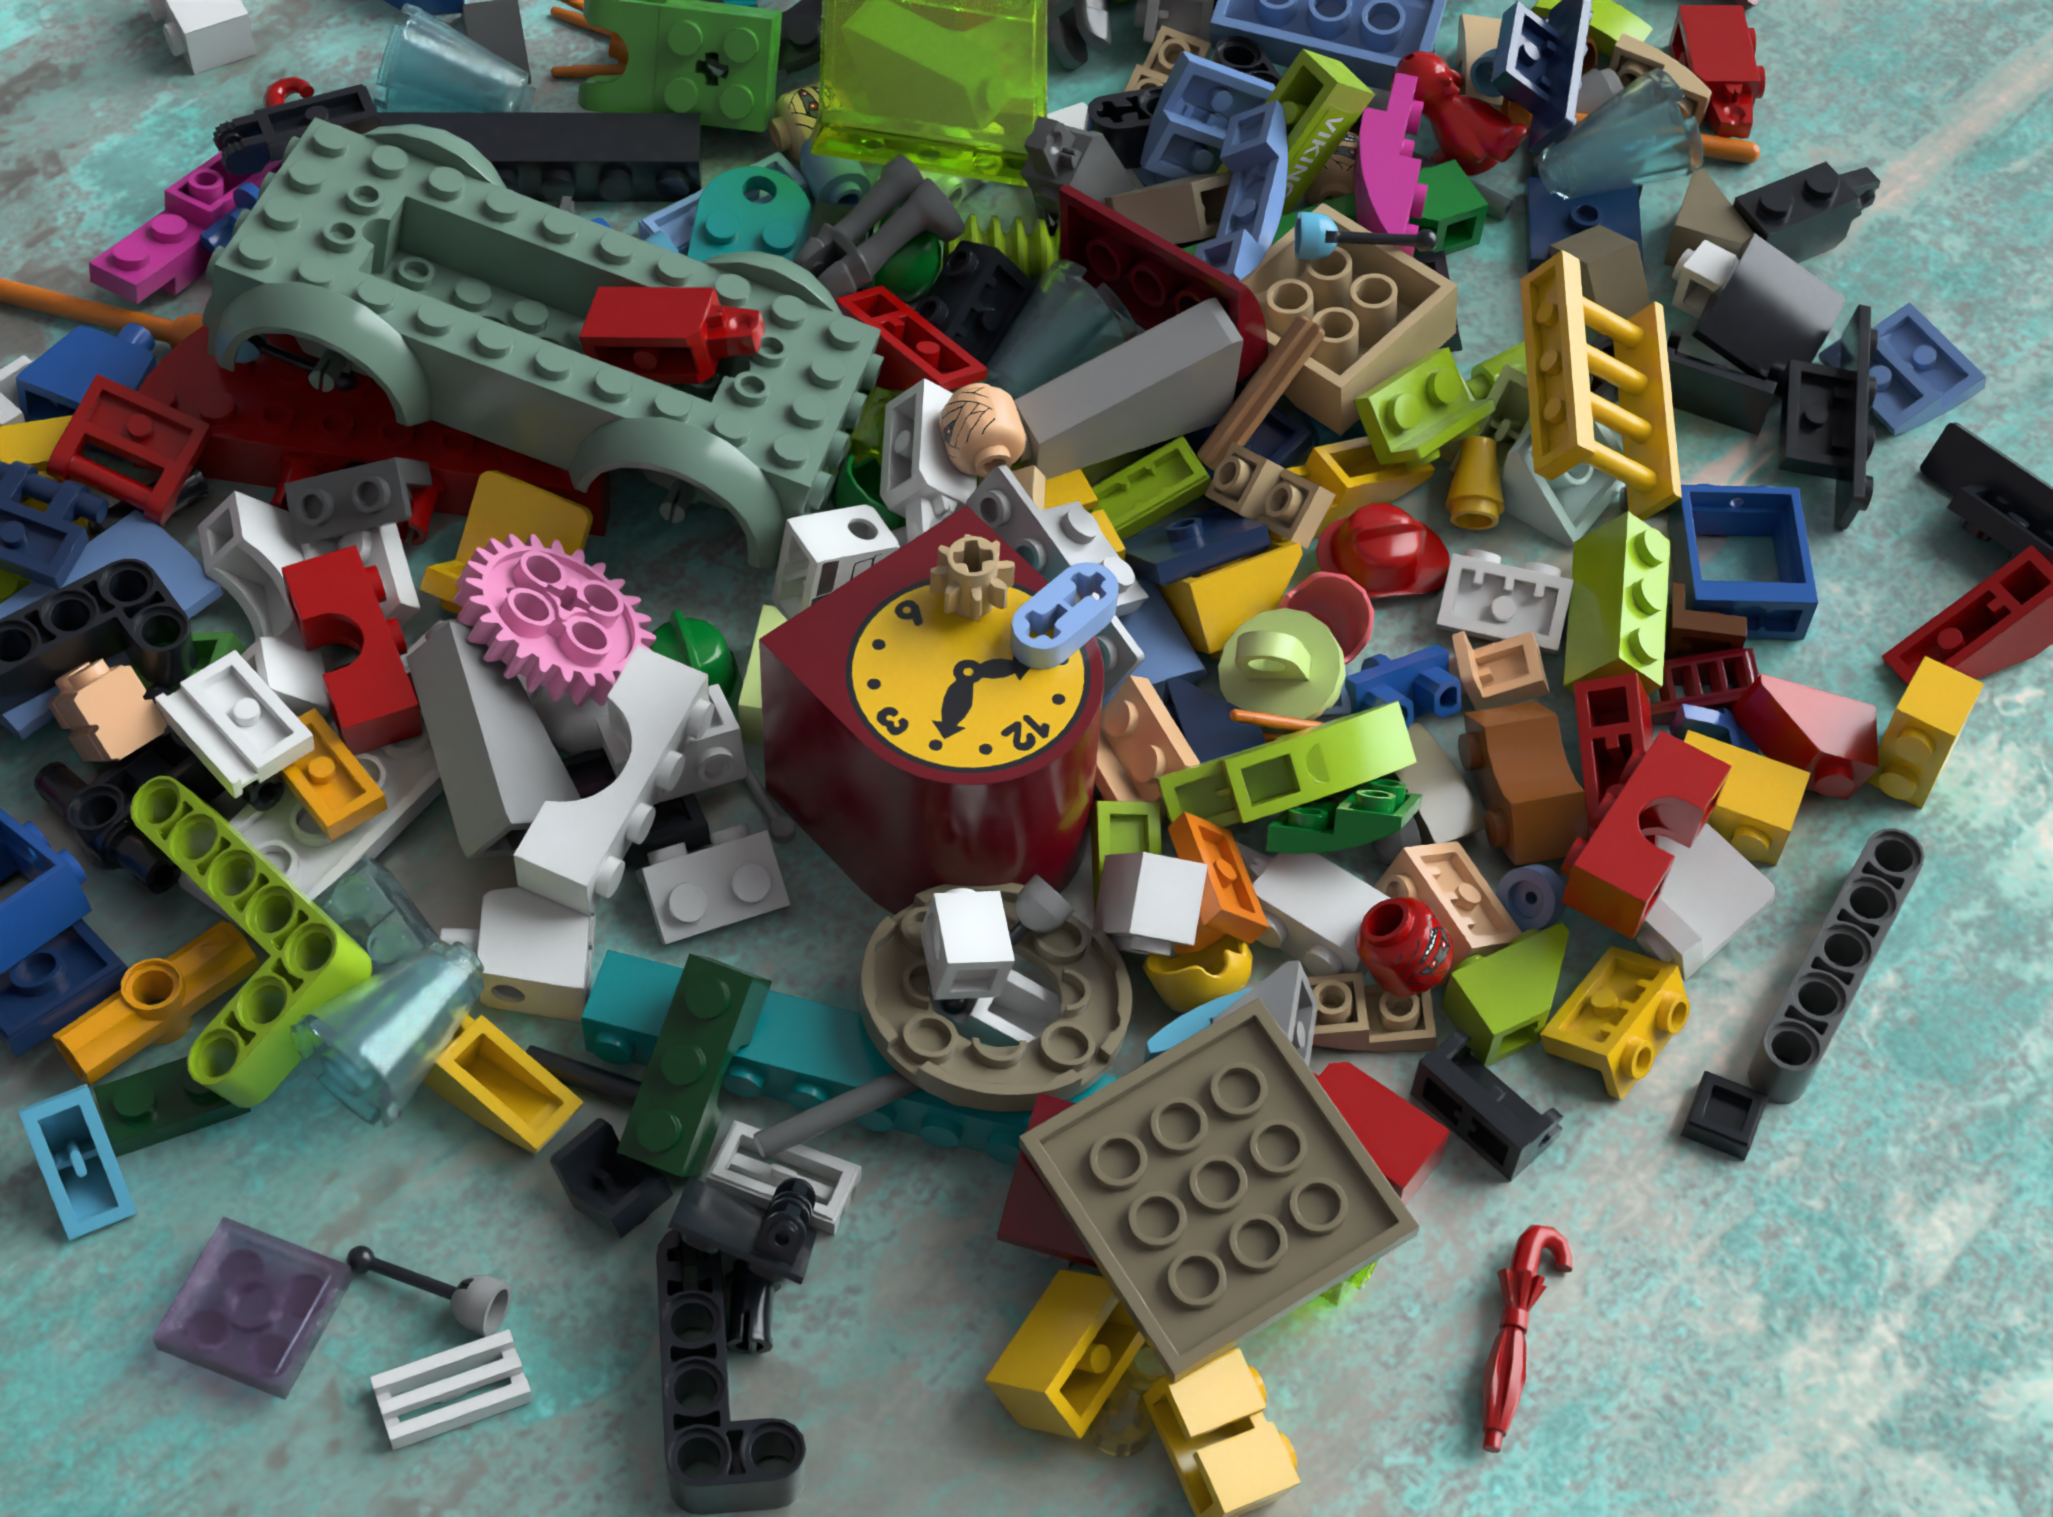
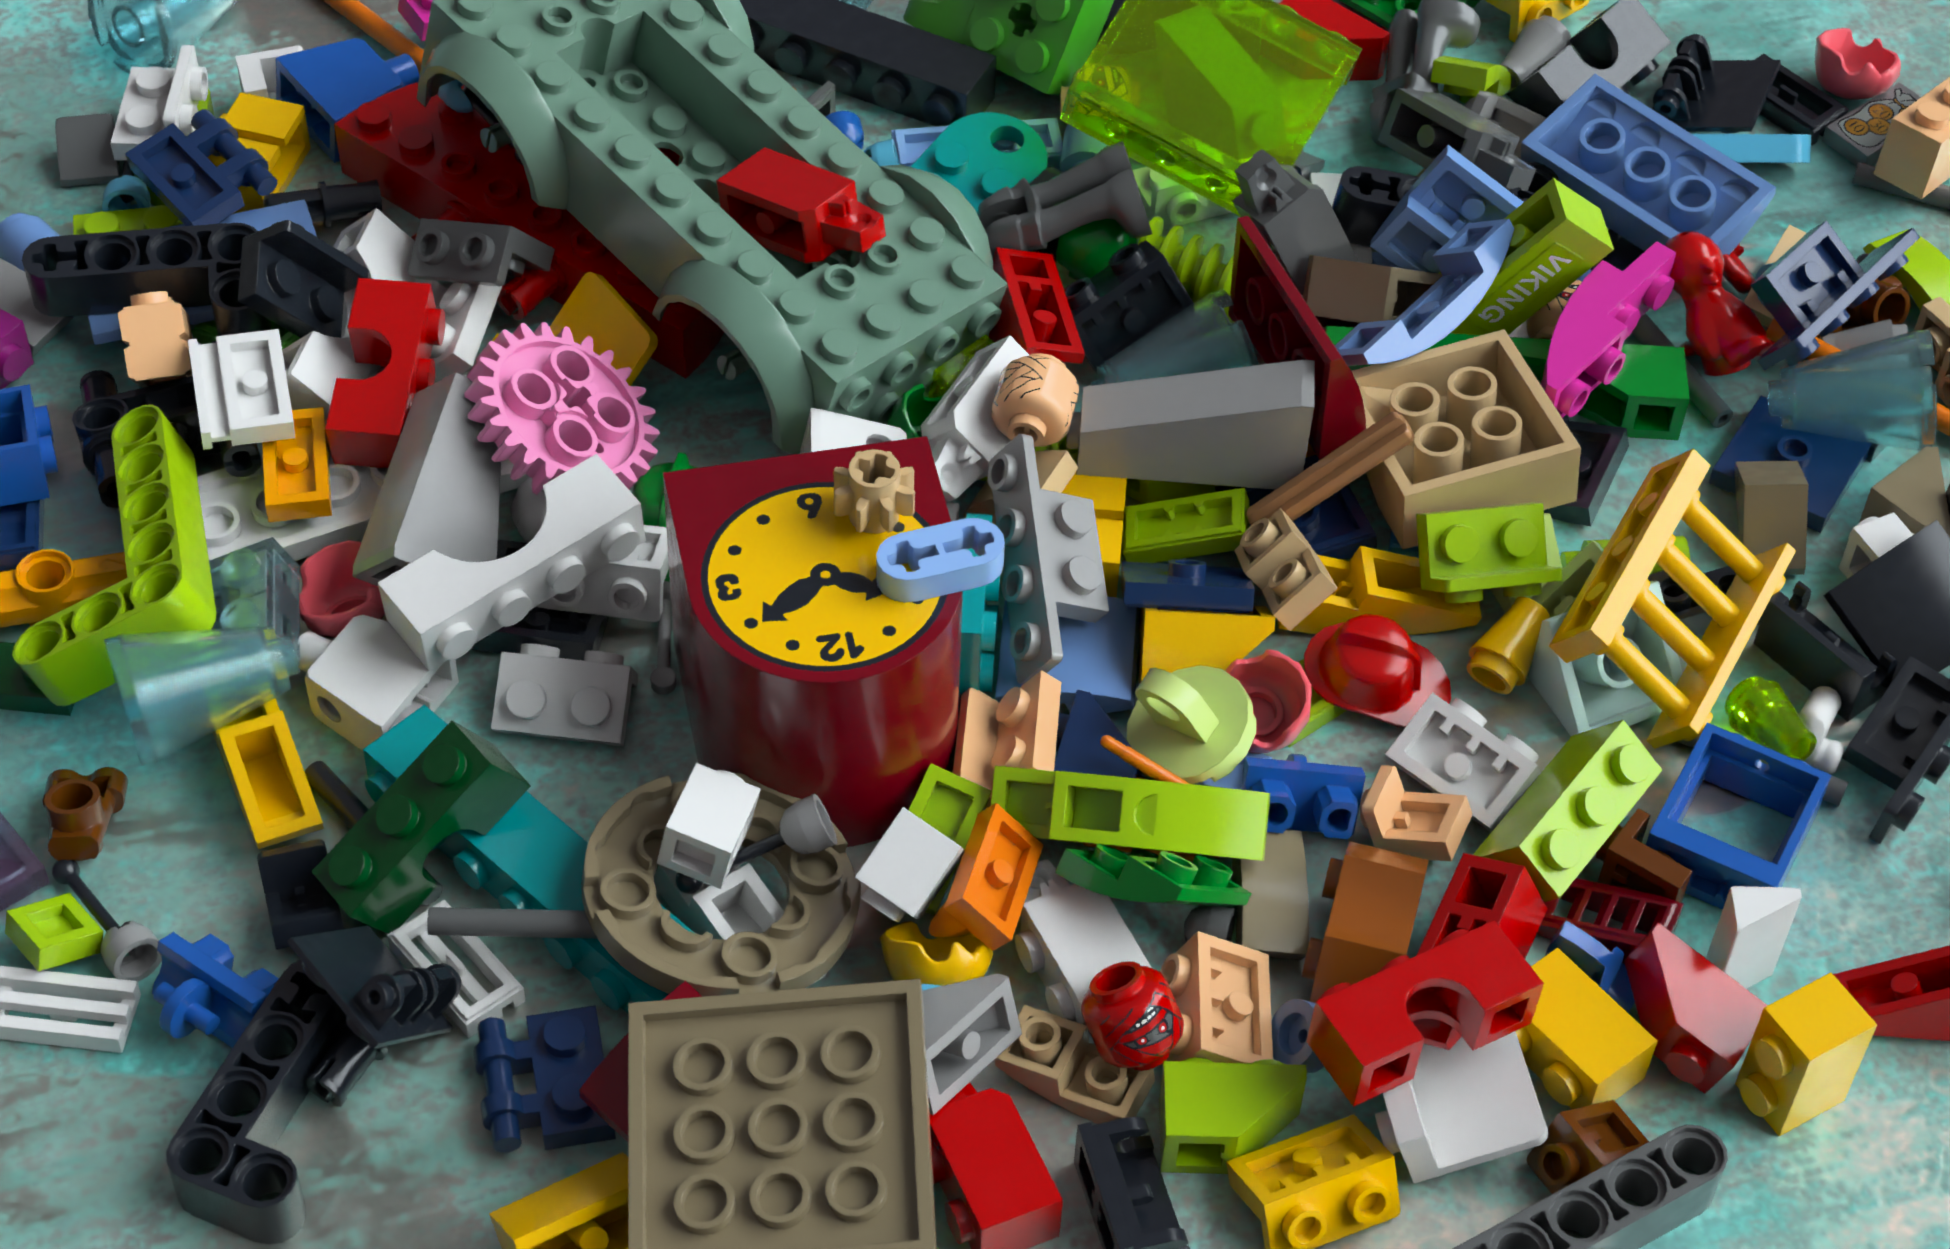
camera: 30 degrees right, 5 degrees down
(137, 431) = (335, 132): red plate -> none
(208, 593) = (296, 279): none -> black bracket
(340, 1196) = (81, 810): none -> reddish brown plate
(399, 1321) = (53, 931): none -> lime plate
(440, 877) = (331, 592): none -> coral hair
(588, 1308) = (203, 990): none -> blue hips
(950, 1228) = (562, 1054): none -> dark blue plate
(1150, 40) = (1426, 122): none -> dark grey hinge
(1318, 236) = (1471, 353): hinge -> none
(1713, 460) = (1767, 717): none -> clear neon green cone
(1748, 454) = (1817, 716): none -> white arm
(1805, 891) = (1582, 1143): none -> reddish brown bracket
(1824, 644) = (1753, 931): none -> white slope

